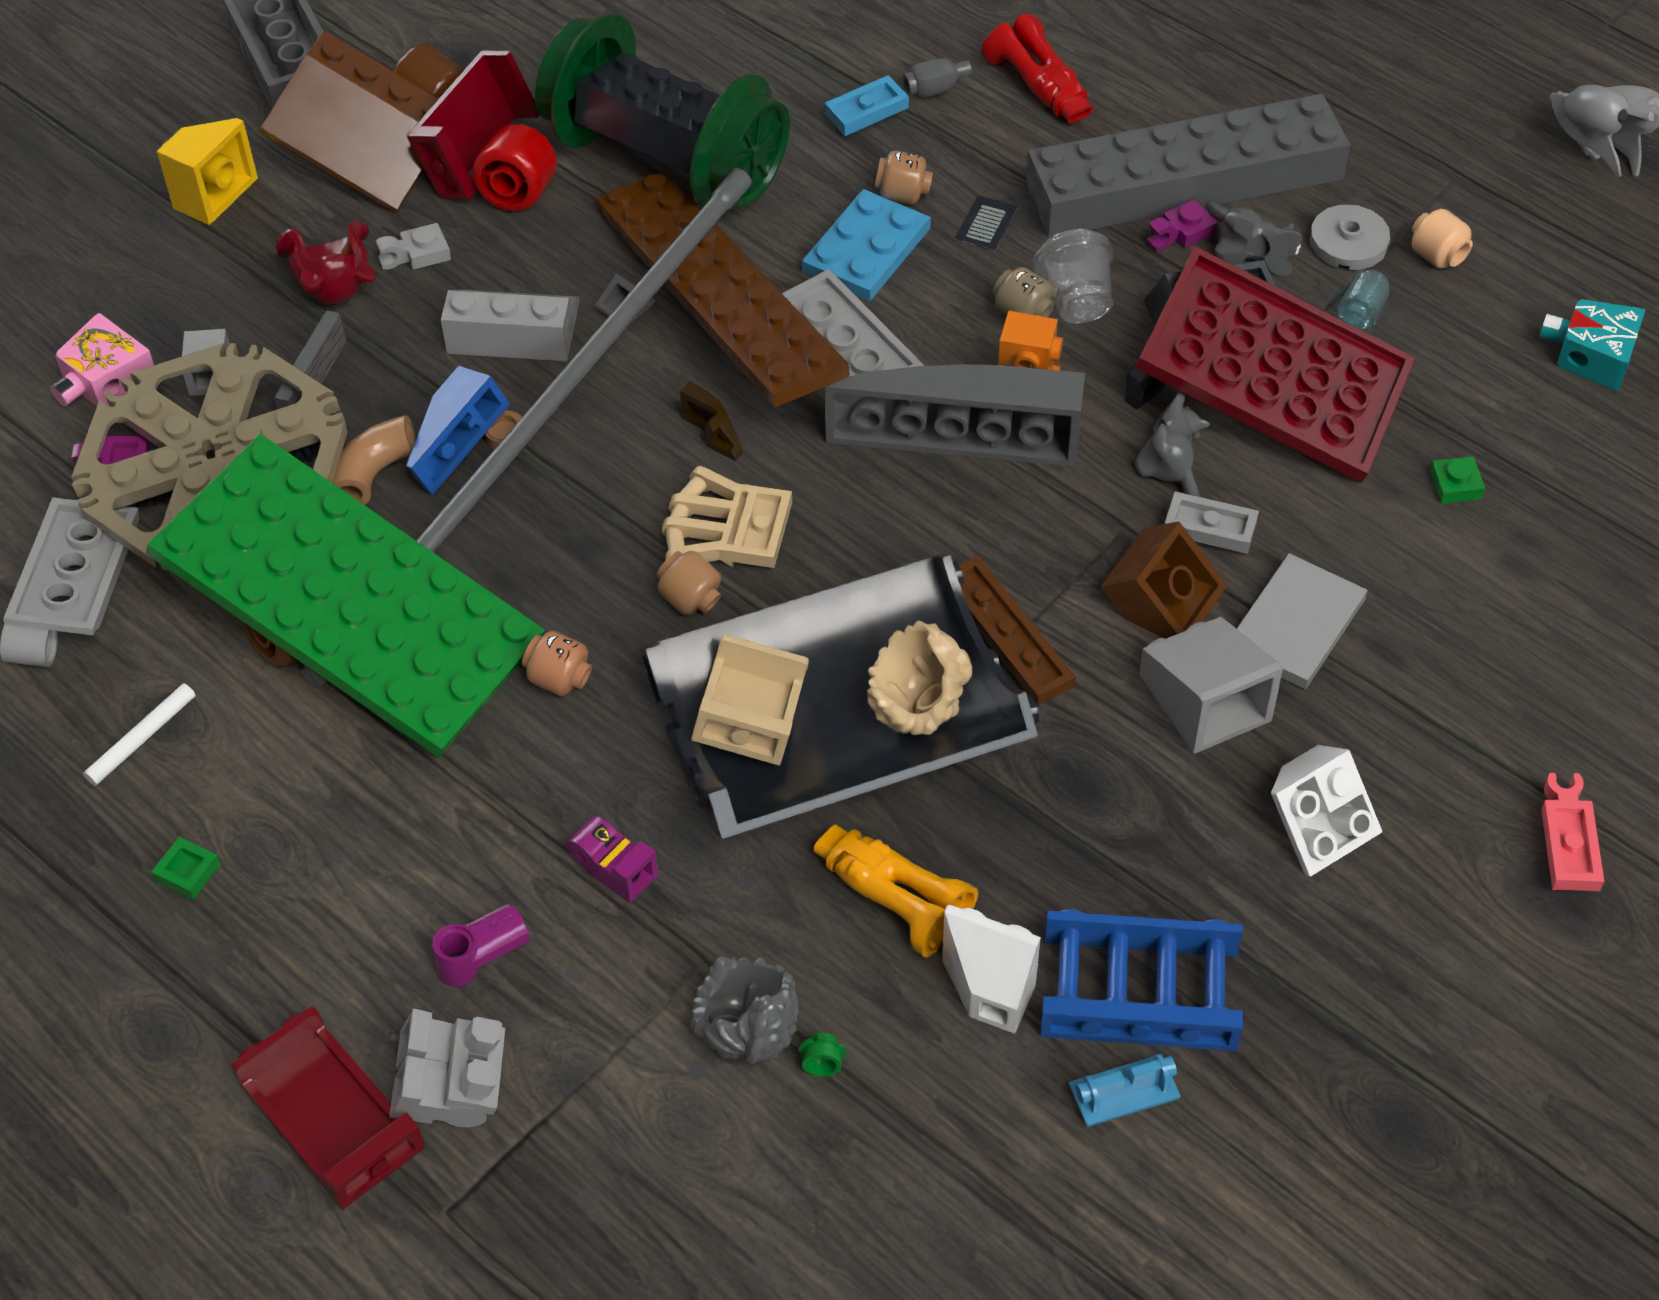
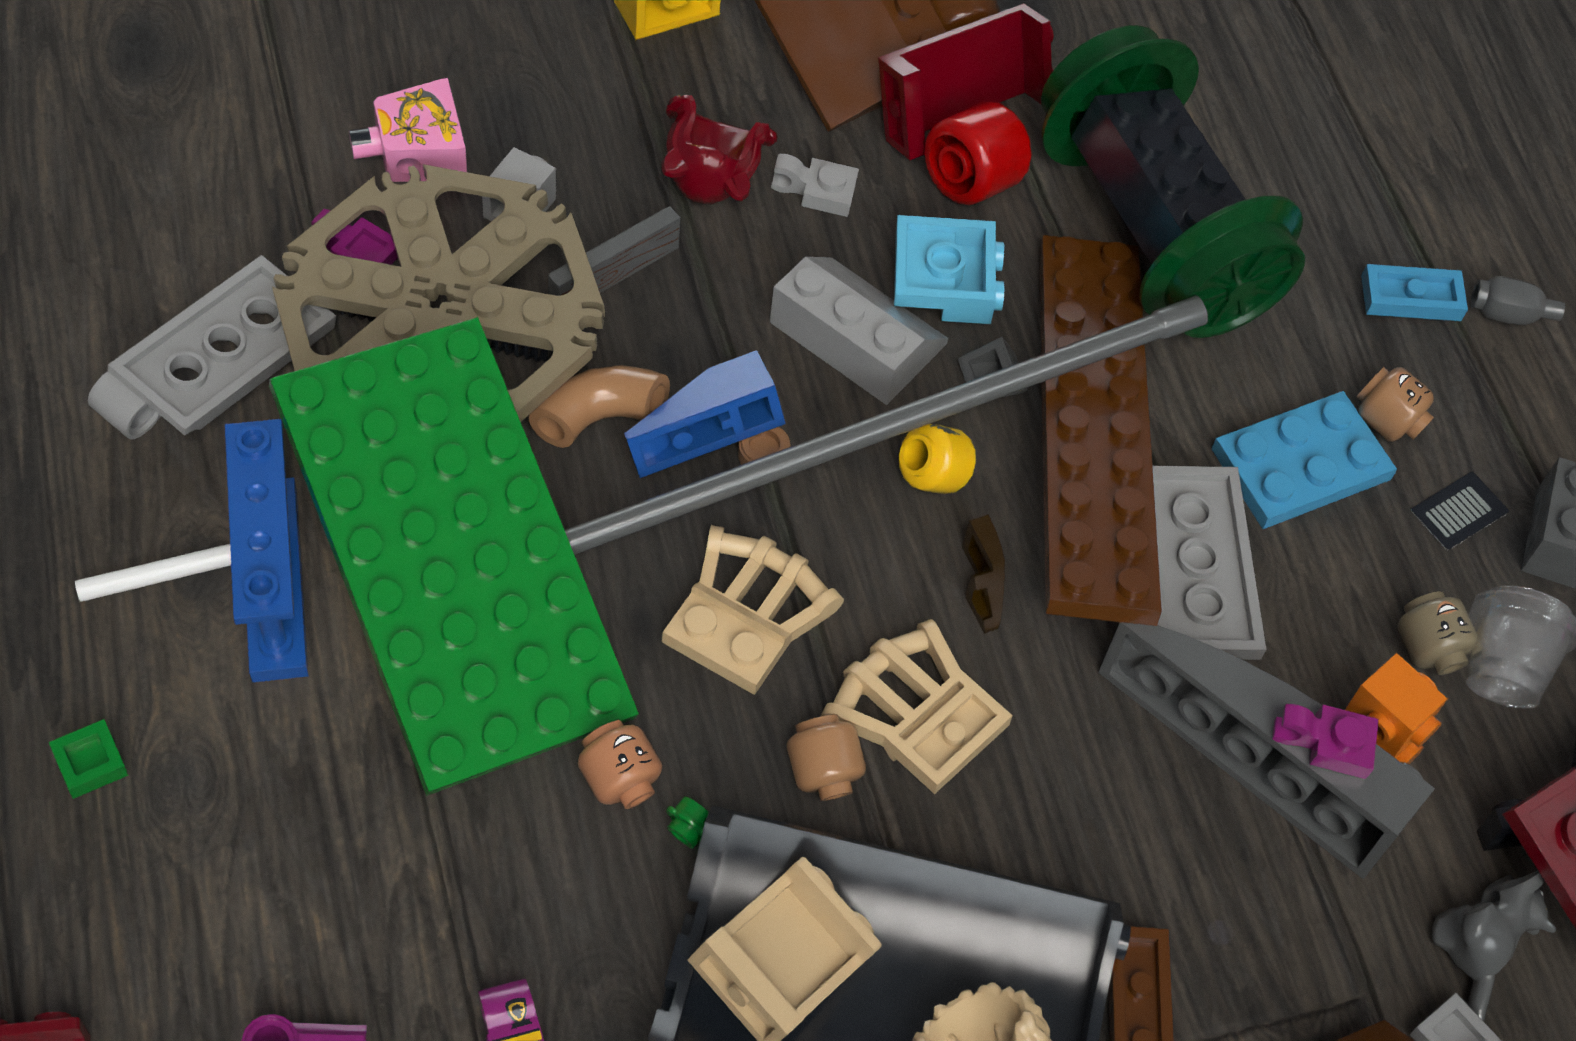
camera: 25 degrees right, 5 degrees up
(216, 667) = (265, 550): none -> blue fence
(548, 249) = (949, 267): none -> medium azure plate
(574, 552) = (731, 636): none -> tan plate
(628, 672) = (687, 821): none -> green plate
(629, 369) = (937, 459): none -> yellow head
(1006, 375) = (1336, 737): none -> magenta plate

